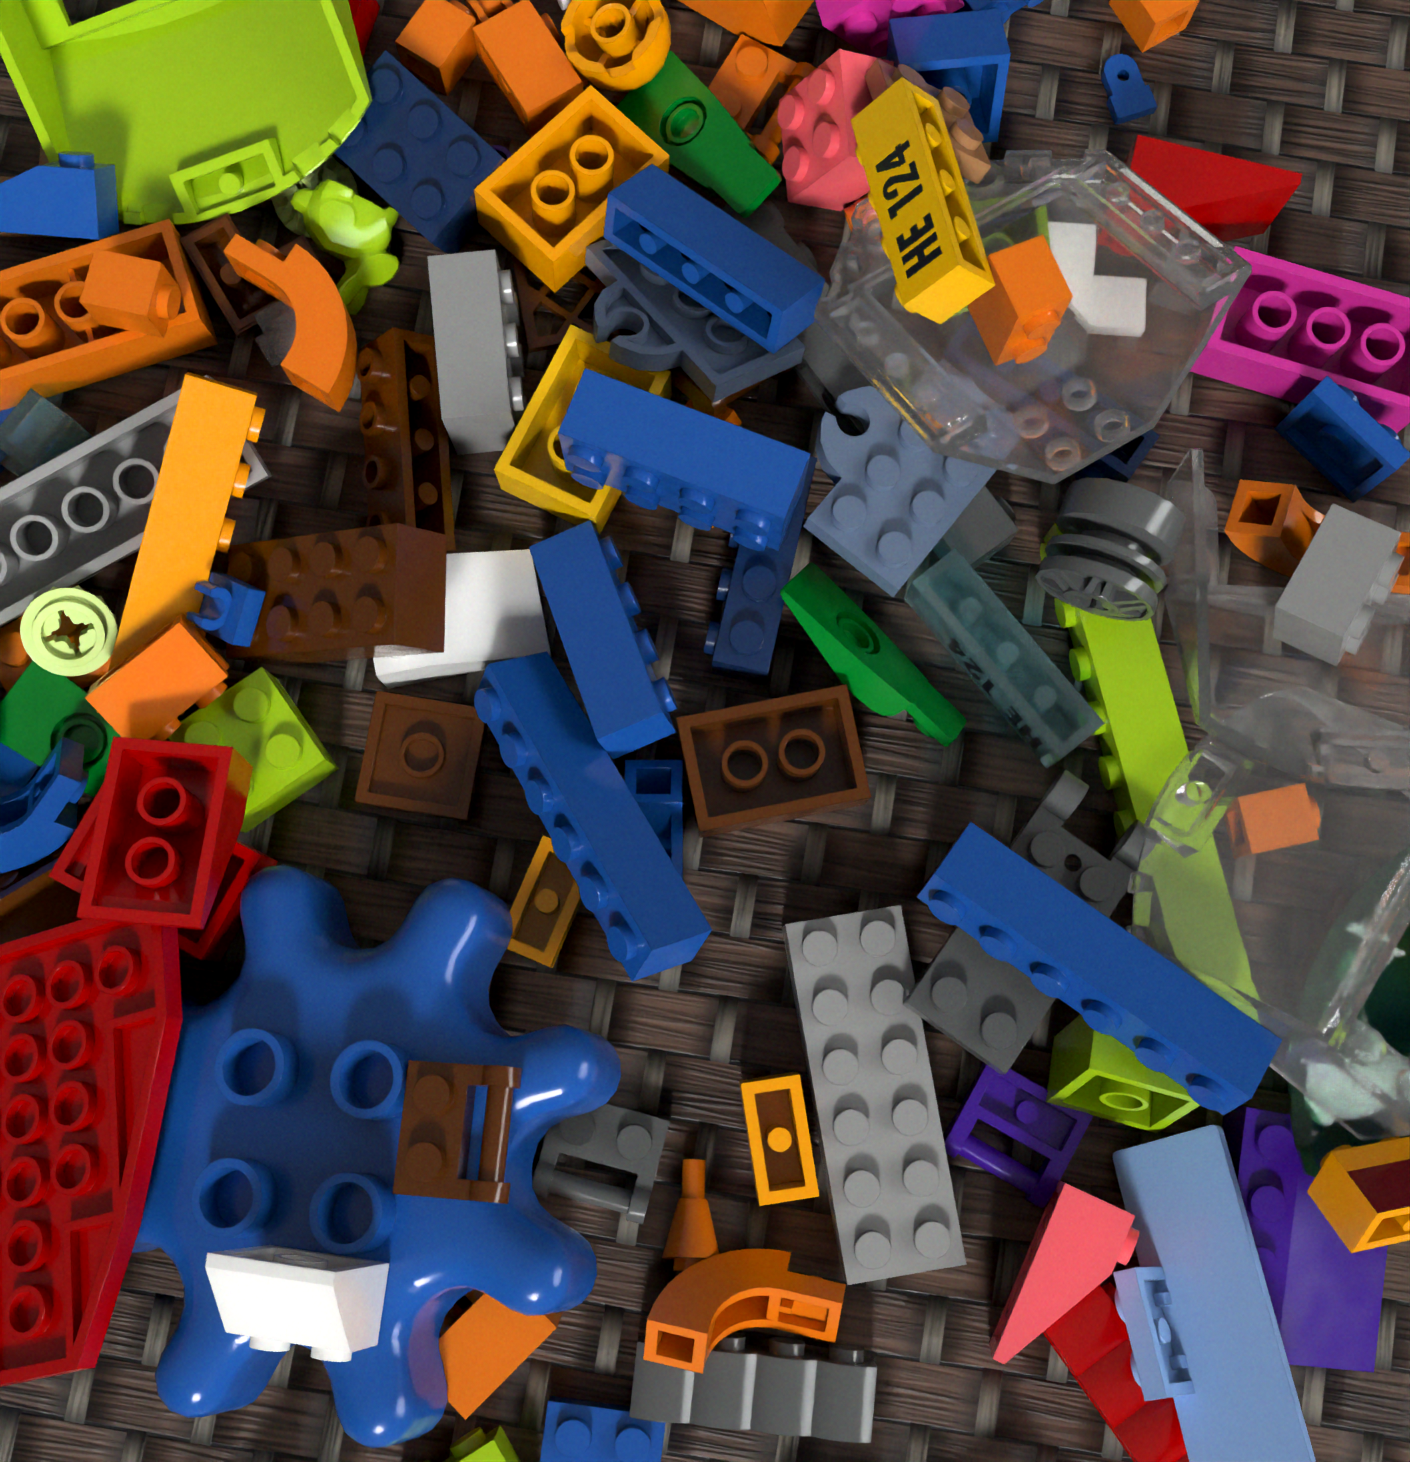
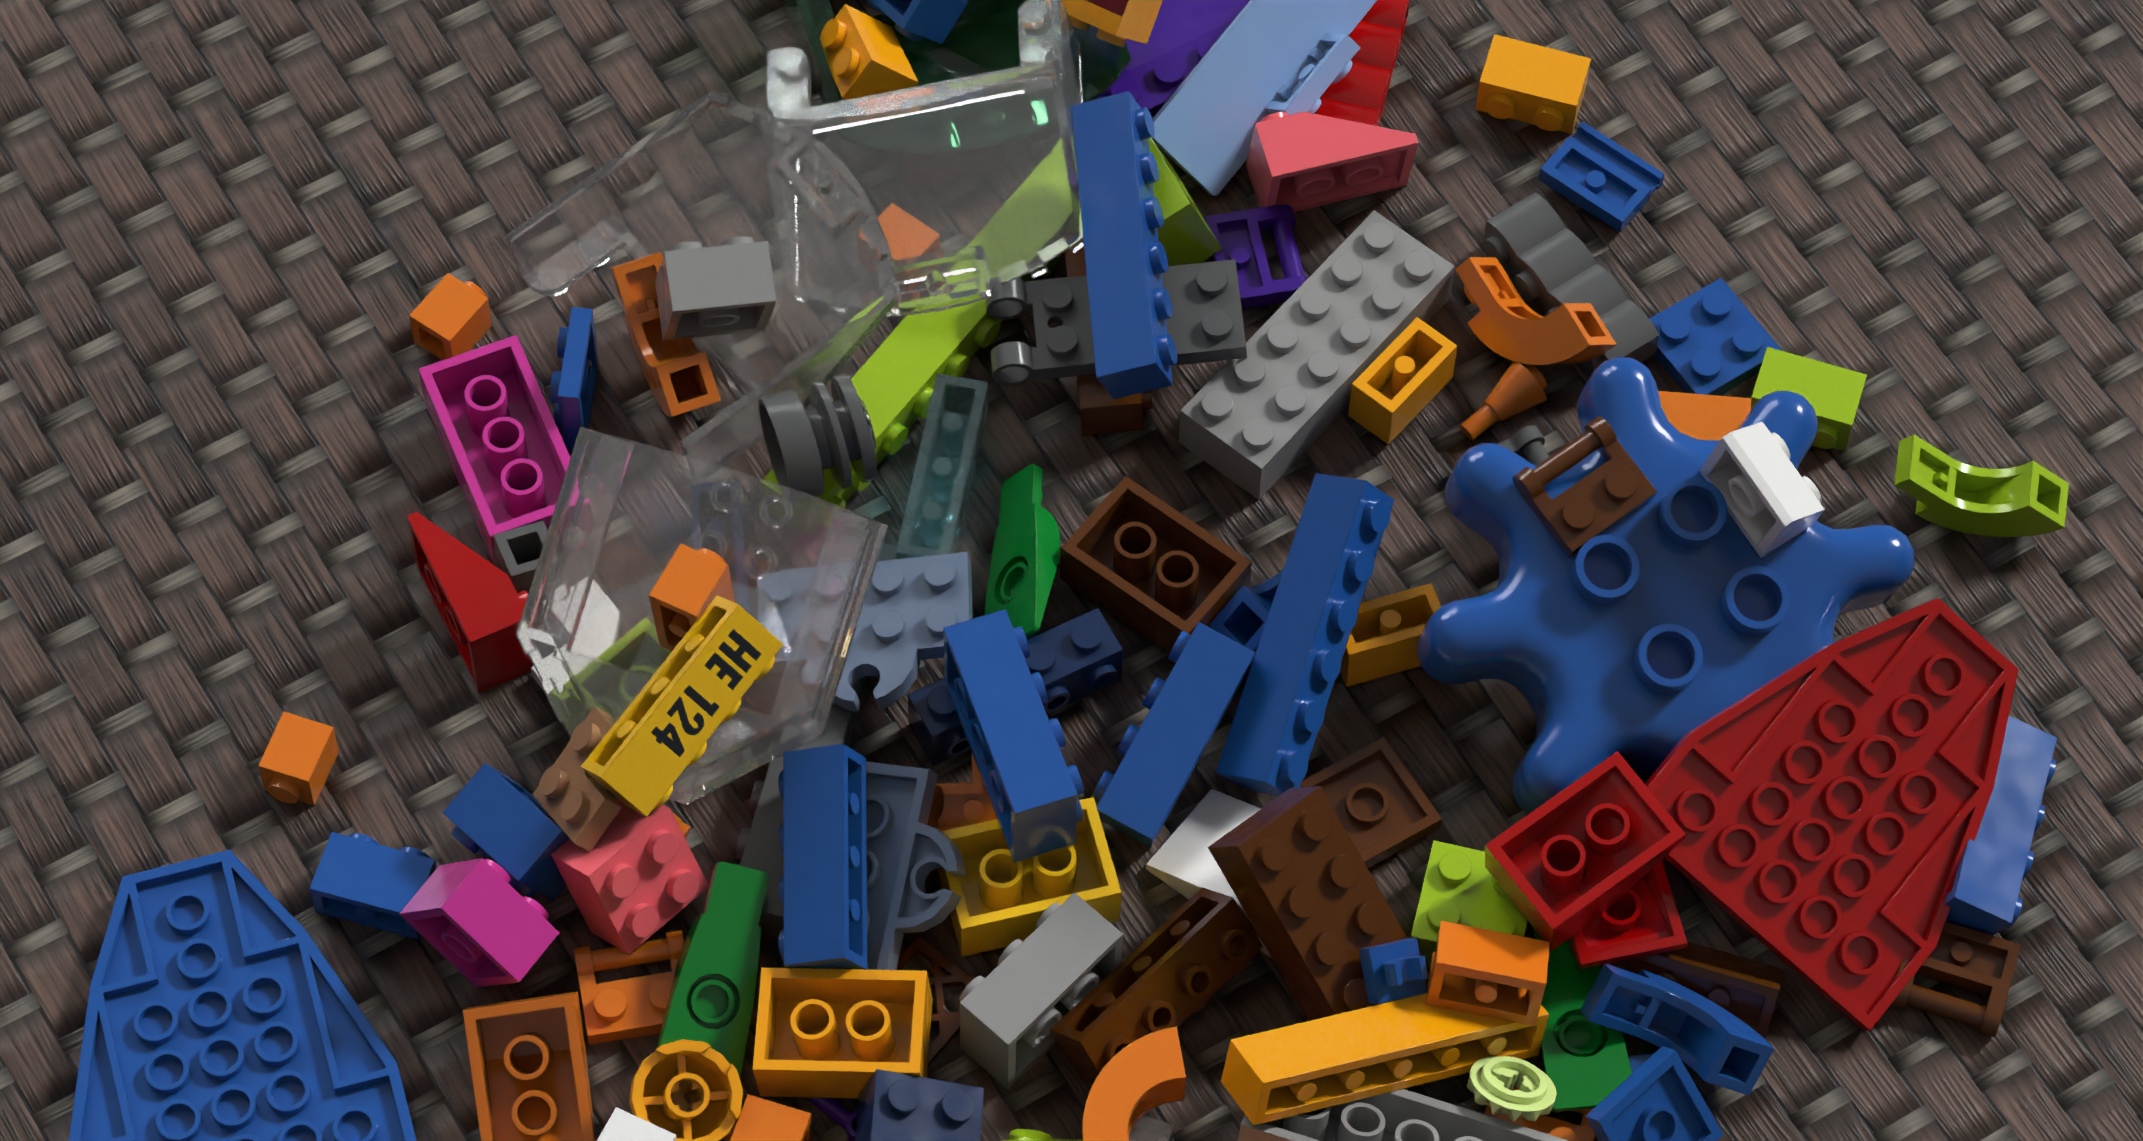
camera: 130 degrees left, 20 degrees down
(1126, 98) = (393, 730): blue piece -> none

